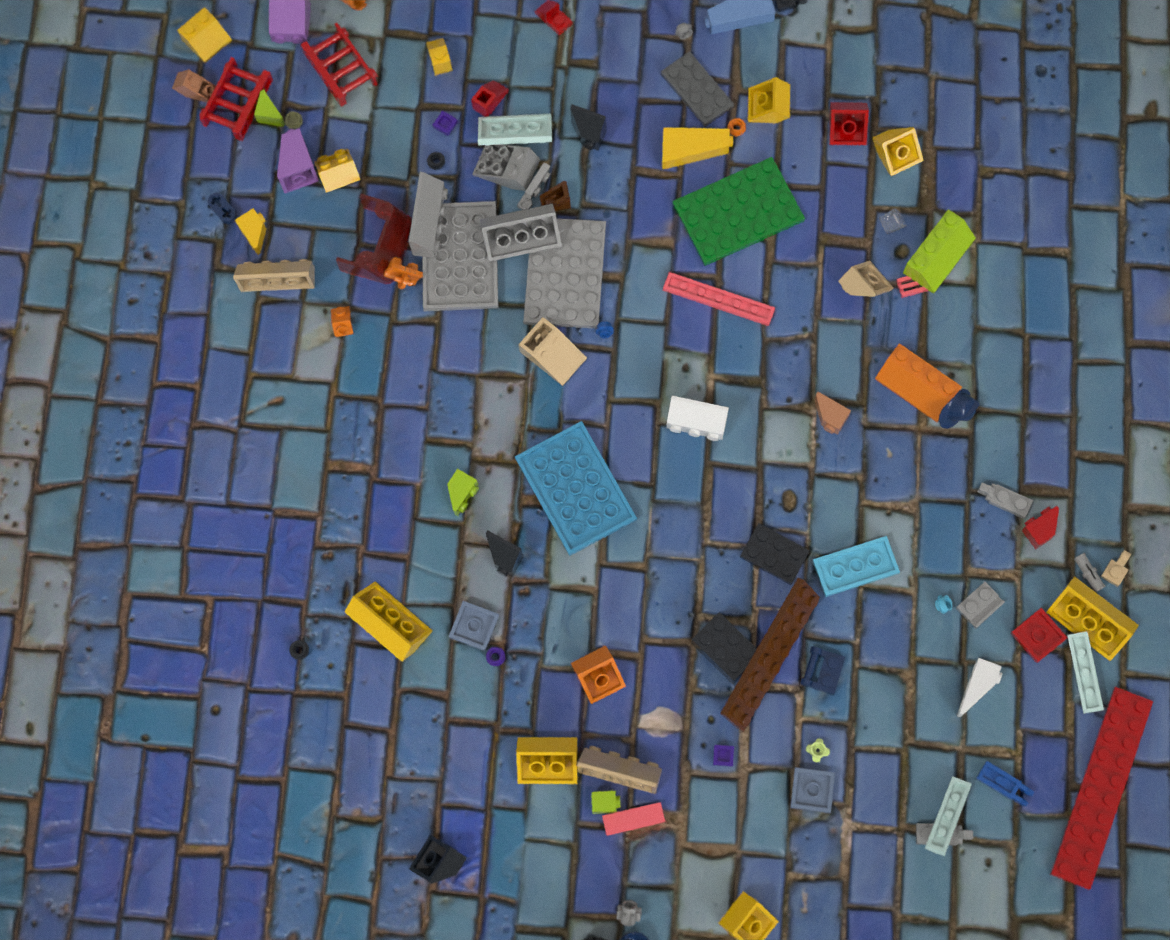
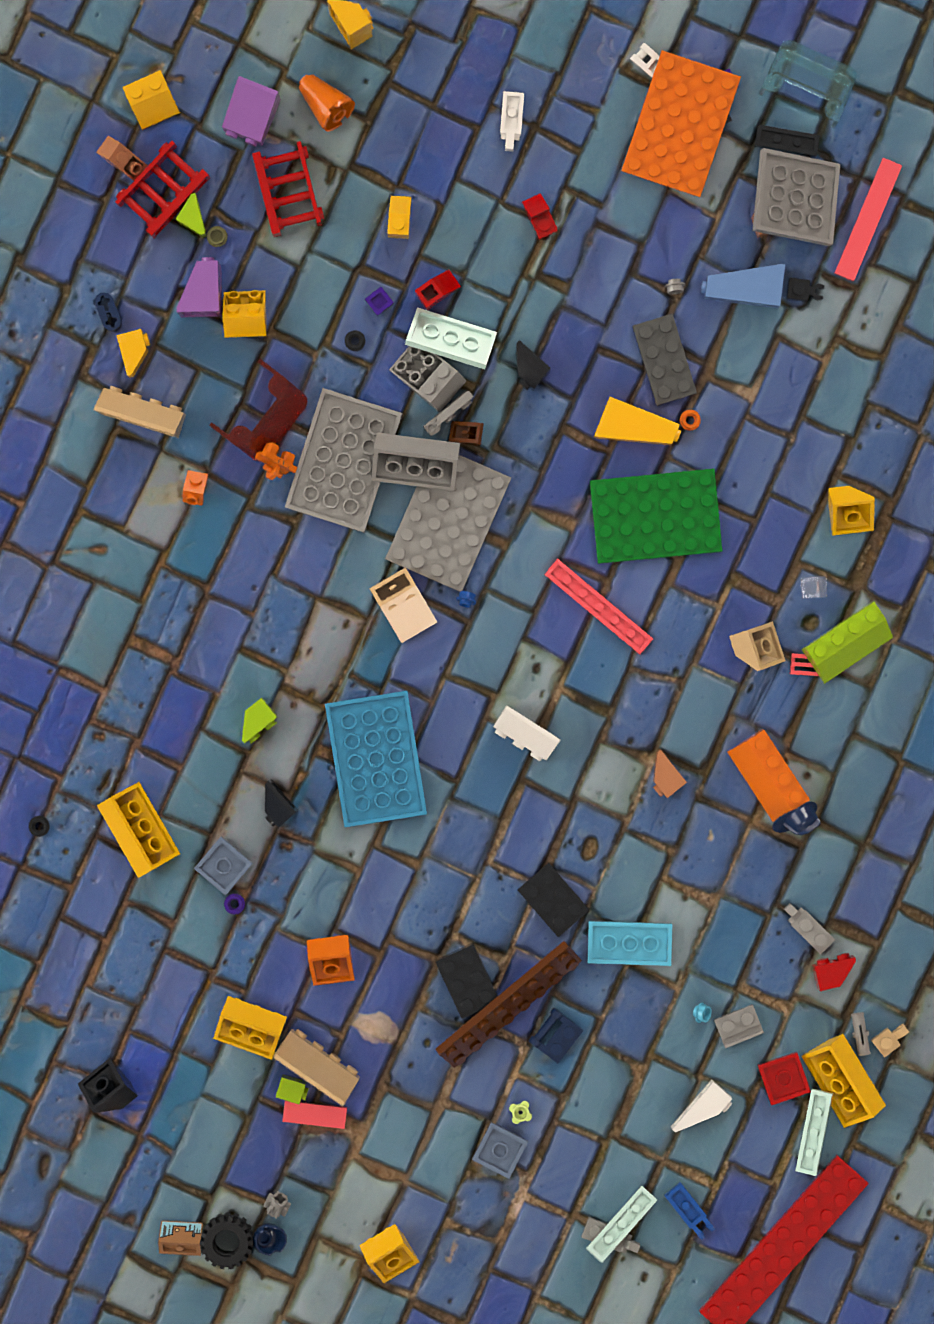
camera: 15 degrees right, 15 degrees up
(427, 216) = (322, 409): light grey slope -> none
(723, 755) = (425, 1085): dark purple plate -> none
(769, 101) = (735, 405): yellow slope -> none
(848, 123) = (810, 460): red slope -> none

